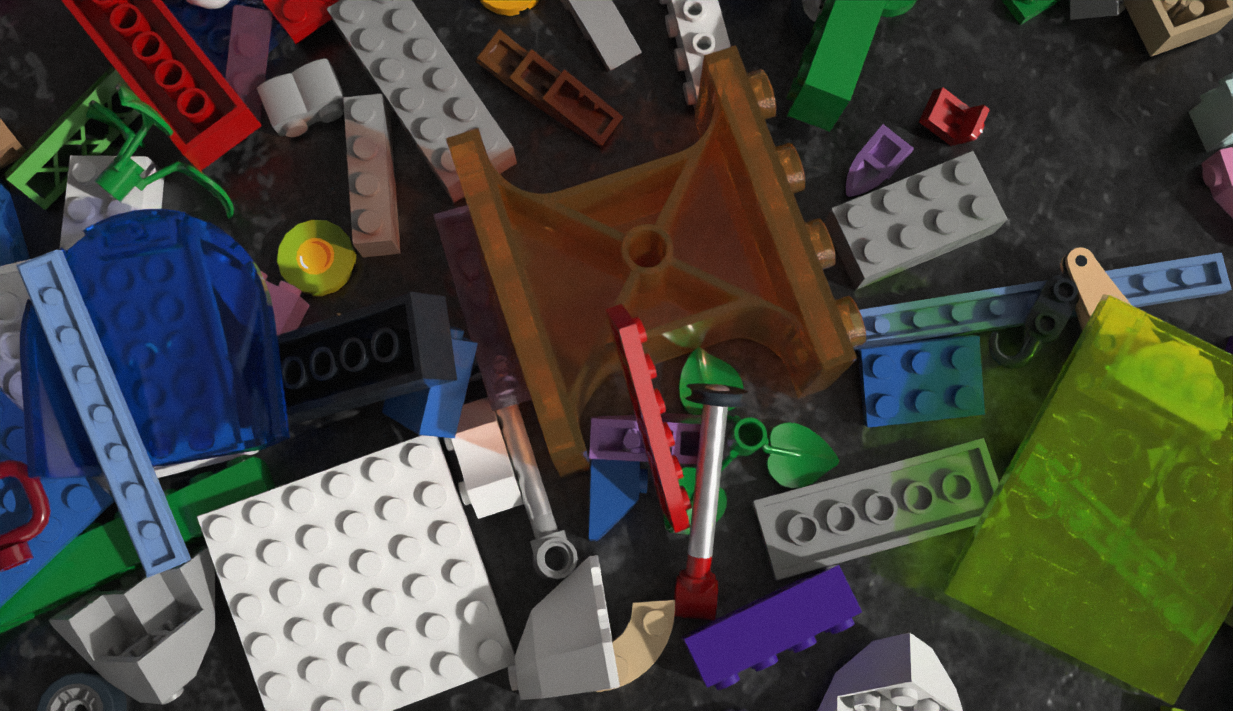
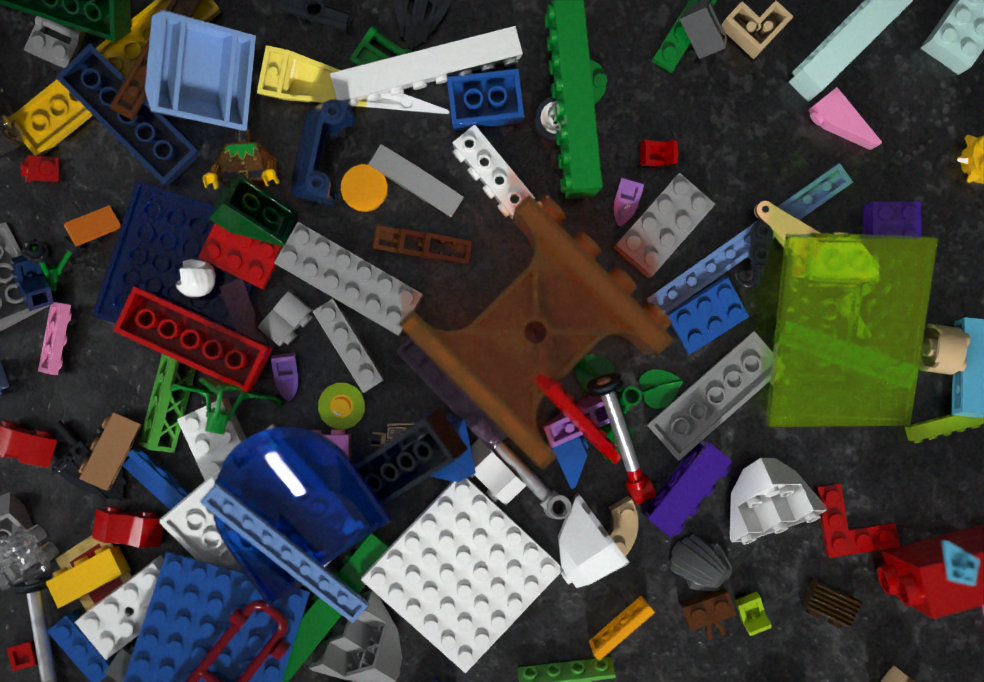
camera: 30 degrees left, 10 degrees up
(261, 174) = (285, 374): none -> medium lavender plate

